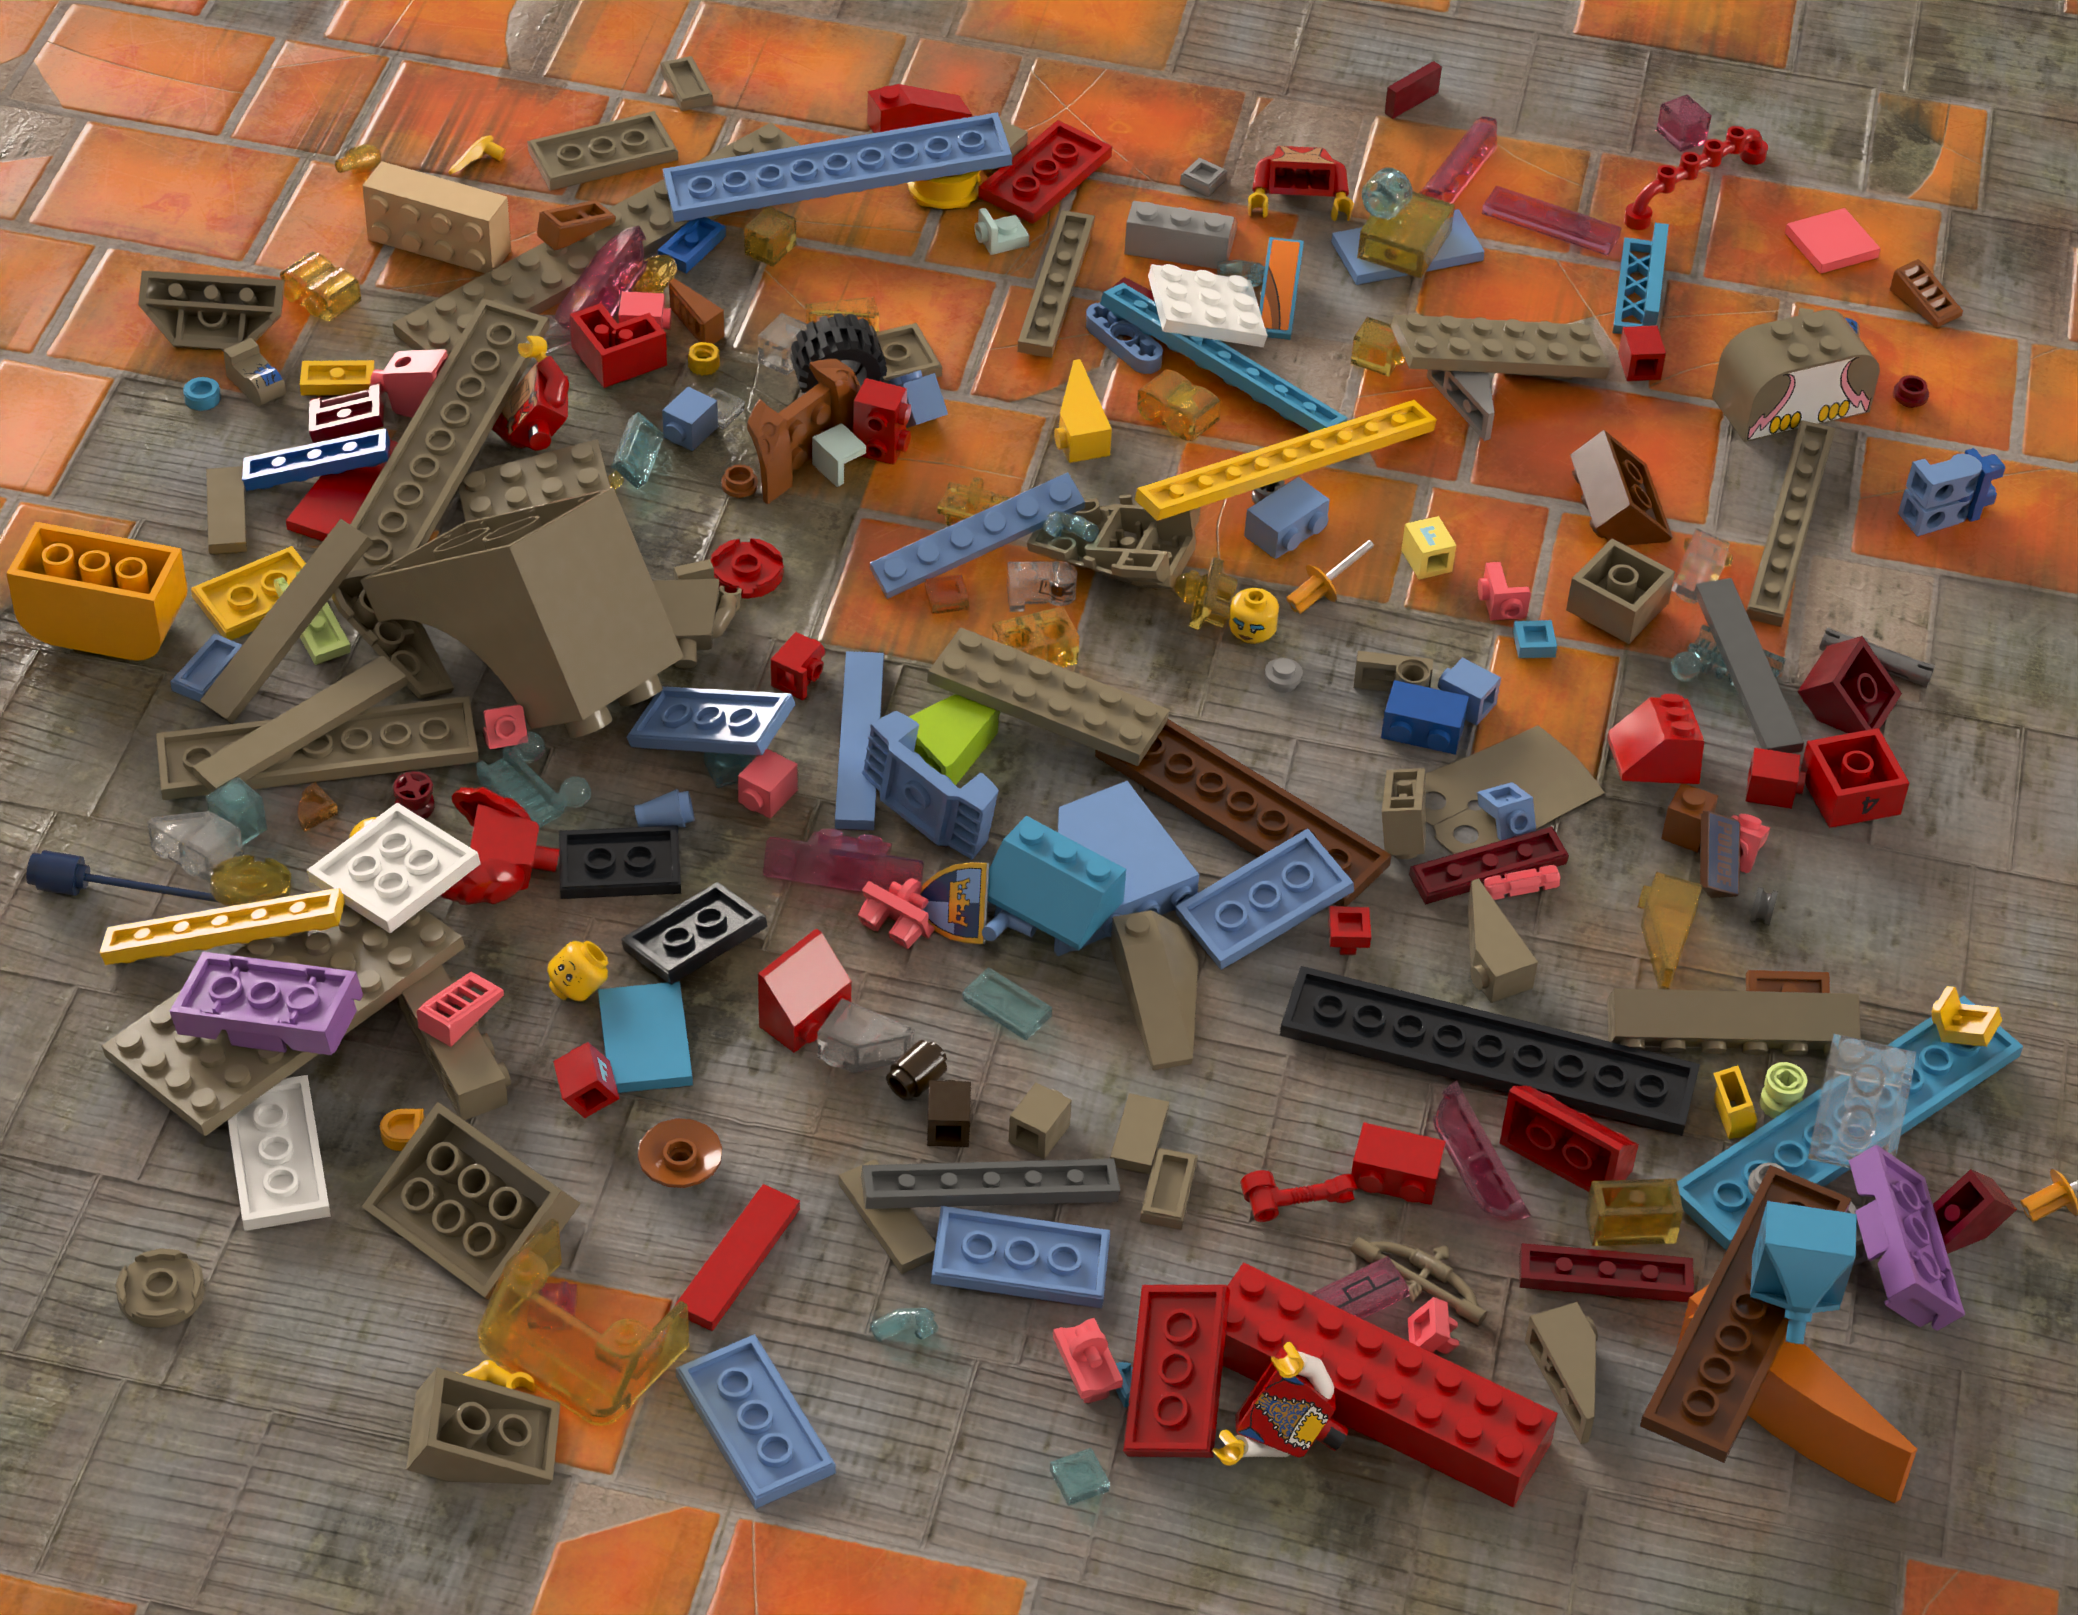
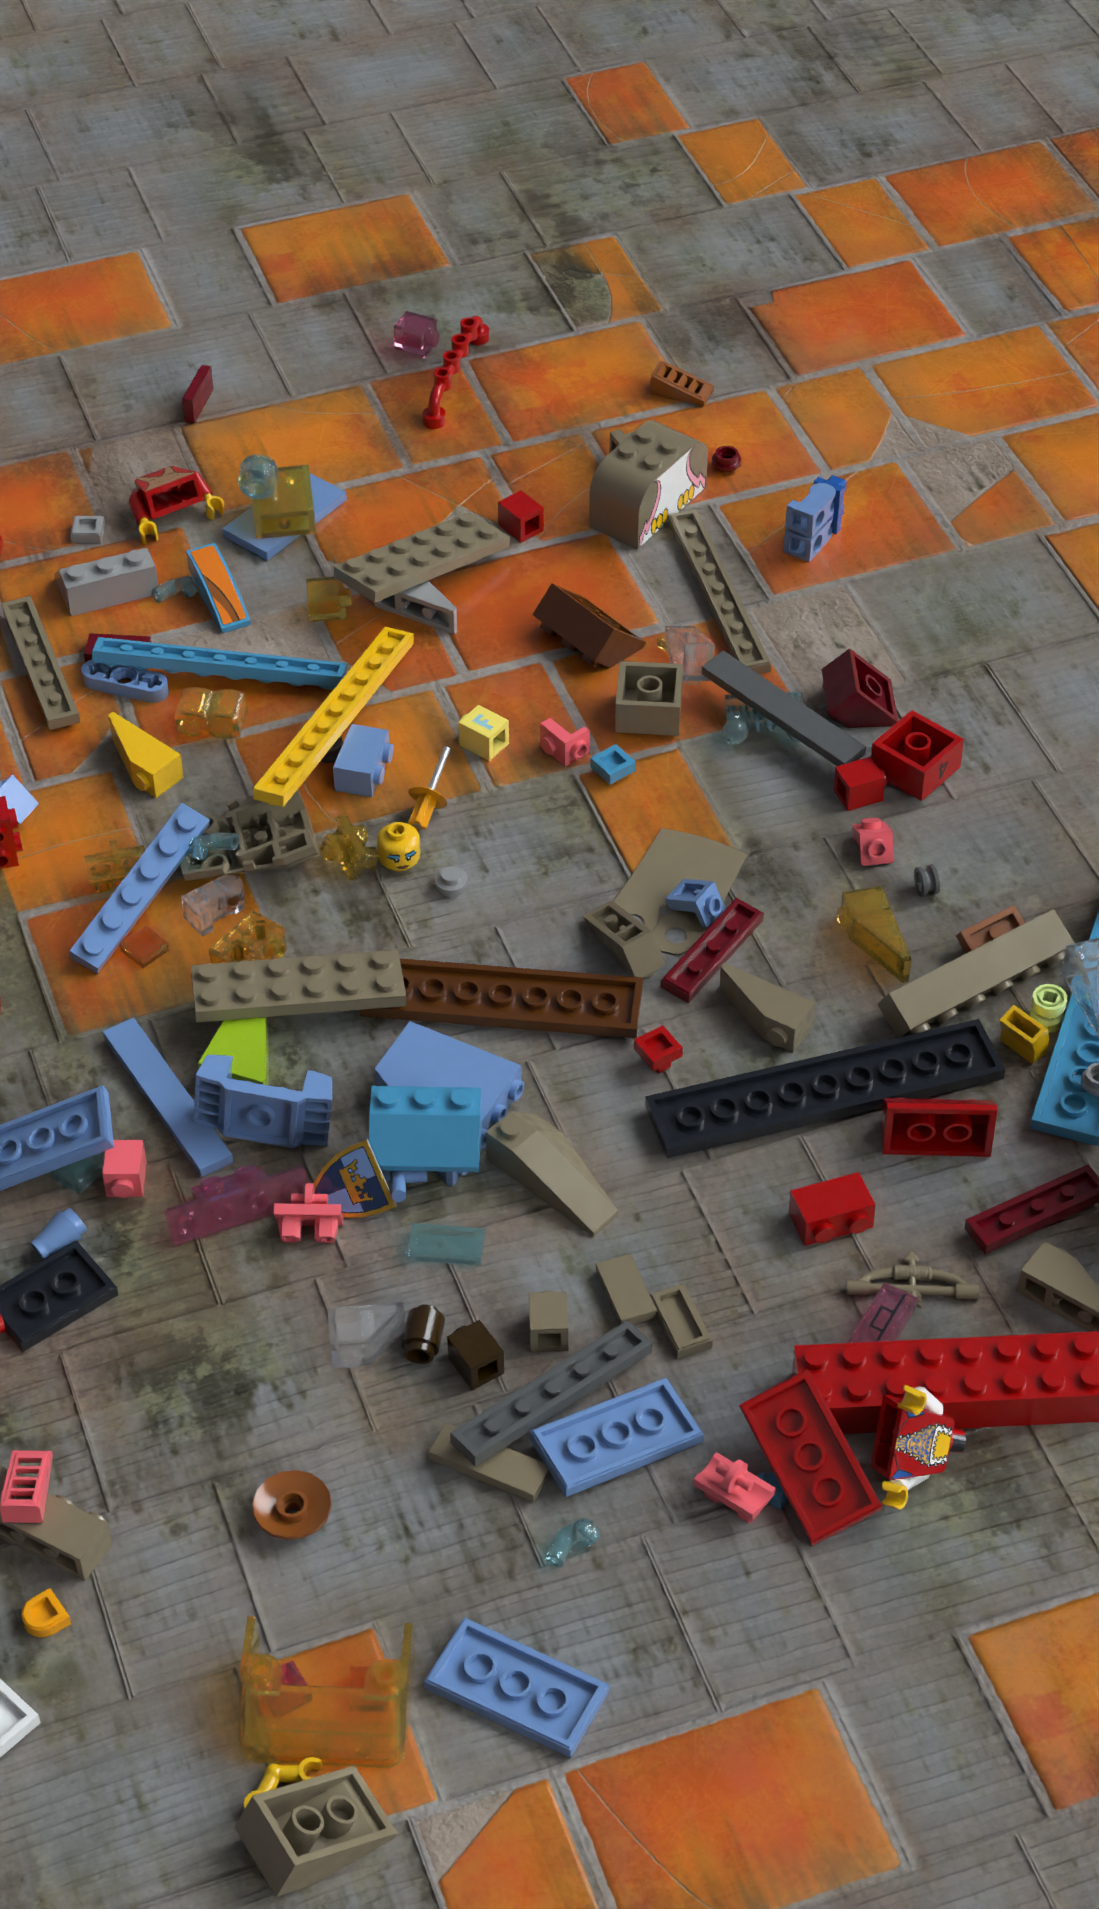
camera: 30 degrees left, 0 degrees up
(465, 1199) = (151, 1644): dark tan slope -> none
(577, 971) = (93, 1402): yellow head -> none
(586, 1080) = (170, 1487): red brick -> none
(645, 1036) = (184, 1427): dark azure tile -> none
(694, 933) = (159, 1320): black tile -> none
(738, 1256) = (399, 1562): red tile -> none
(797, 665) = (74, 1062): red brick -> none
(801, 991) = (293, 1322): slope -> none
(1079, 1476) = (793, 1583): clear light blue tile -> none
(1207, 305) = (175, 625): white plate -> none
(1264, 898) = (580, 1059): medium blue plate -> none
(1265, 1197) = (759, 1287): red brick -> none
(1380, 670) = (543, 839): dark tan plate -> none
(1424, 717) = (582, 861): blue brick -> none
(1432, 1327) = (953, 1318): coral tile -> none
(1463, 161) = (277, 427): clear pink brick -> none
(1474, 682) = (597, 826): medium blue brick -> none
(1477, 1158) = (887, 1172): clear pink brick -> none
(1523, 882) = (749, 948): coral axle -> none
(1551, 220) = (374, 447): clear pink tile -> none
(1634, 1212) = (1025, 1152): clear yellow brick -> none
(1652, 282) = (486, 463): dark azure fence -> none
(1659, 742) = (769, 795): red slope -> none
(1684, 816) = (827, 841): dark orange brick -> none
(1720, 855) = (873, 857): slope -> none
(1832, 240) = (584, 374): coral tile -> none
(1894, 662) = (878, 658): flat silver pin -> none

